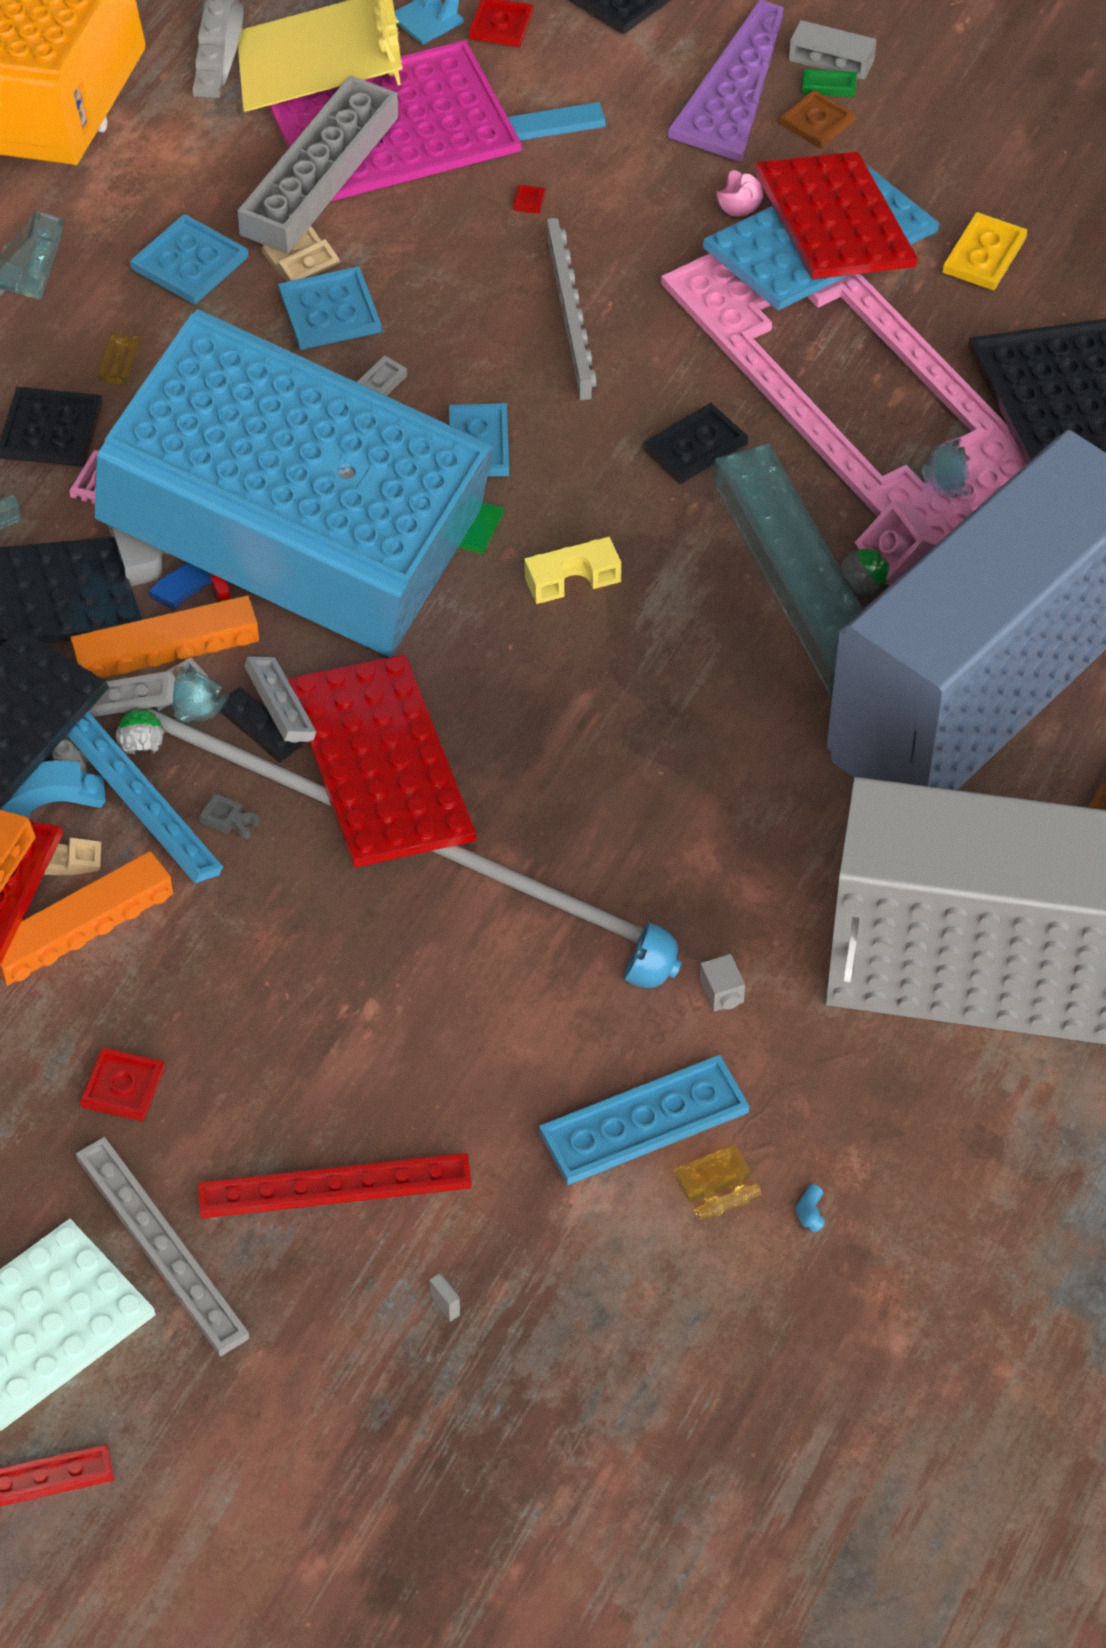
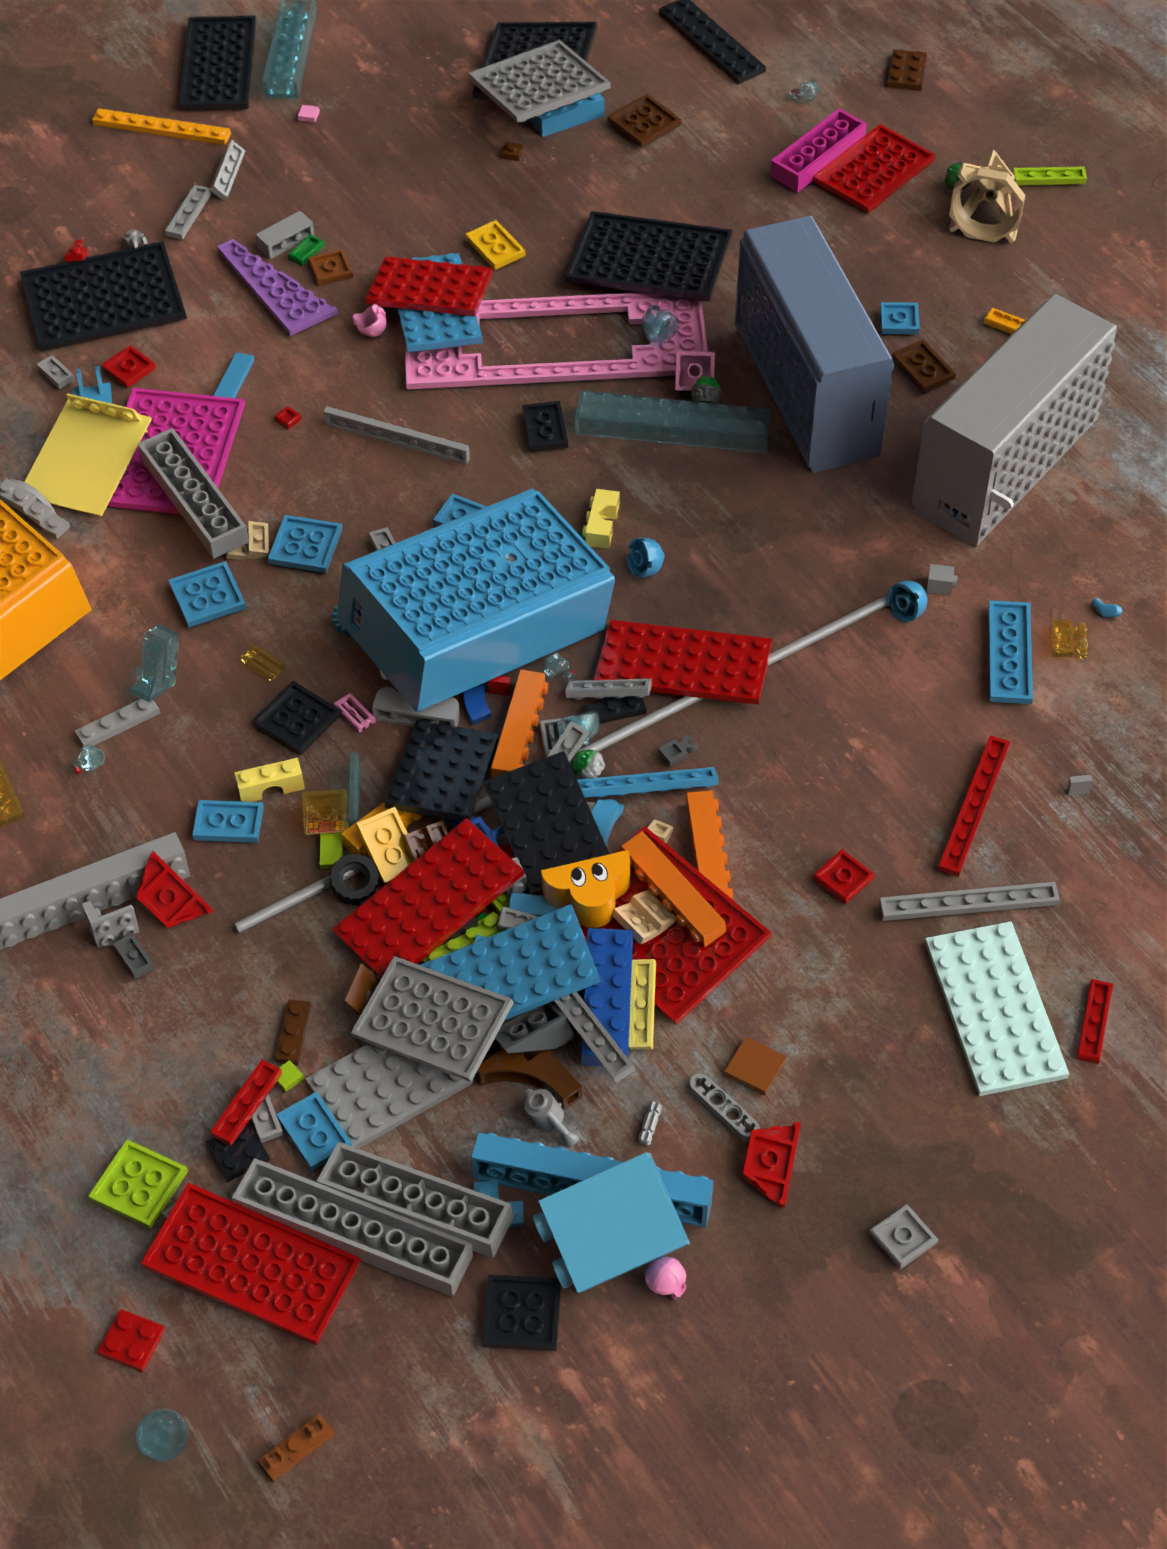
camera: 60 degrees left, 0 degrees up
(289, 632) = (555, 665): none -> clear light blue animal
(532, 642) = (645, 557): none -> dark azure cylinder

